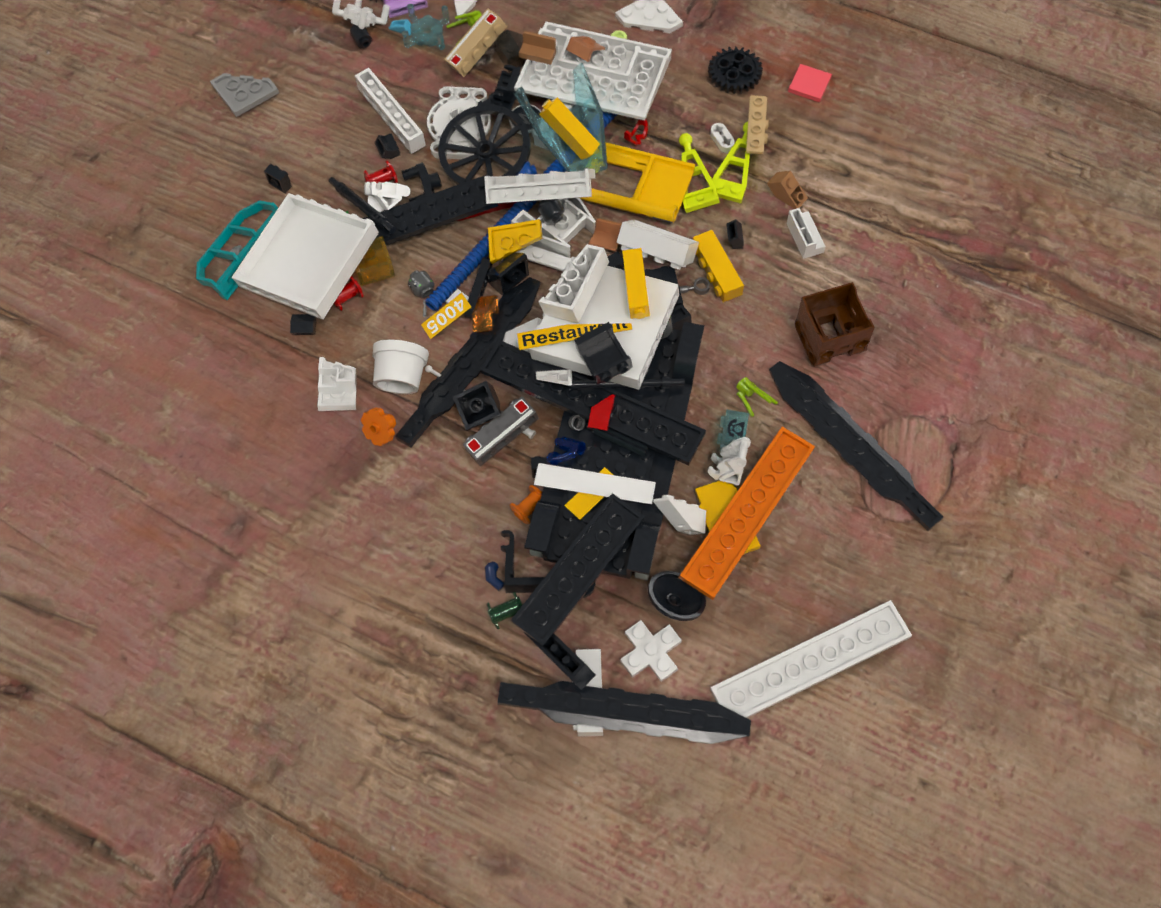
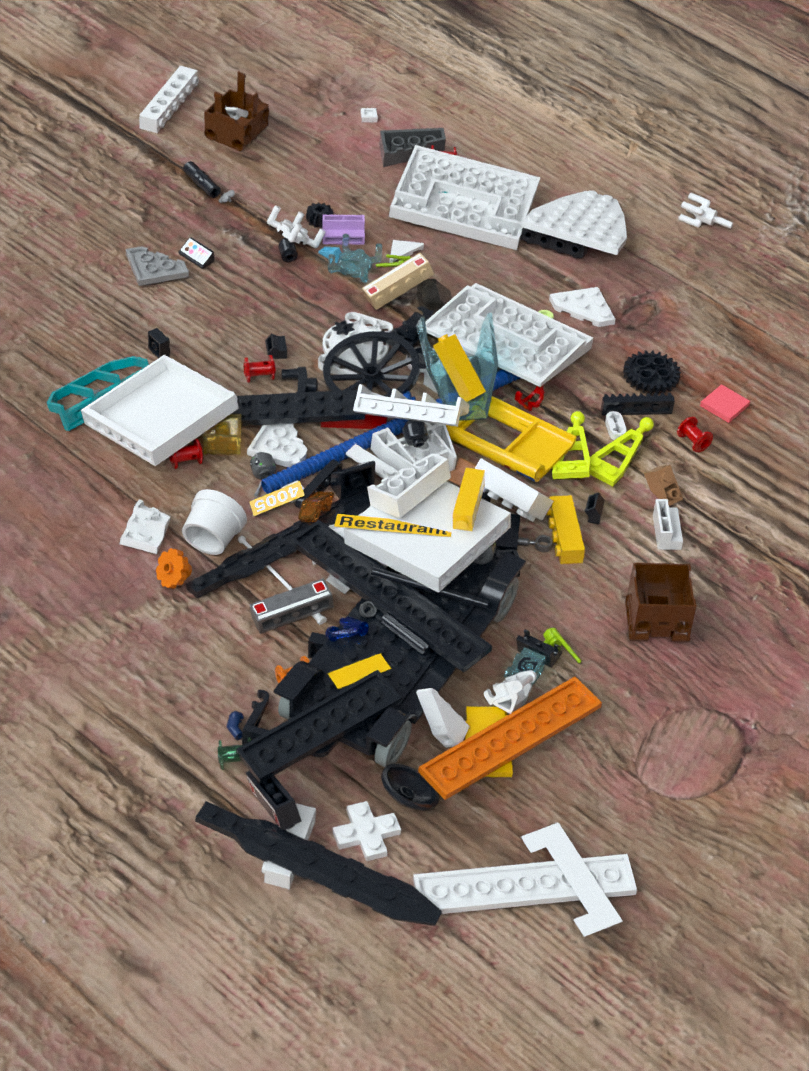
camera: 10 degrees right, 20 degrees down
(278, 64) = (197, 253): none -> slope
(303, 324) = (134, 469): black piece -> none
(375, 215) = (231, 384): black axle -> none
(385, 195) = (257, 380): white piece -> none
(390, 110) = (291, 317): white brick -> none
(427, 254) = (281, 443): none -> white plate
(442, 107) = (343, 327): none -> black plant
(477, 405) = (277, 574): black slope -> none
(512, 237) = (367, 447): yellow wing -> none
(538, 47) = (457, 298): medium nougat panel -> none
(556, 376) = (372, 562): white tile -> none
(583, 47) = (502, 310): nougat piece -> none
(594, 483) = (364, 662): white sticker -> none
(601, 413) = (393, 603): red slope -> none
(603, 353) = (413, 546): black panel -> none
(728, 111) = (638, 404): none -> black gear
(736, 402) = (552, 653): none -> black hinge
(757, 125) = (653, 422): tan bracket -> none
(796, 126) = (689, 429): none -> red hose
(852, 442) = (644, 715): black plate -> none
(888, 669) = (600, 910): none -> white sticker

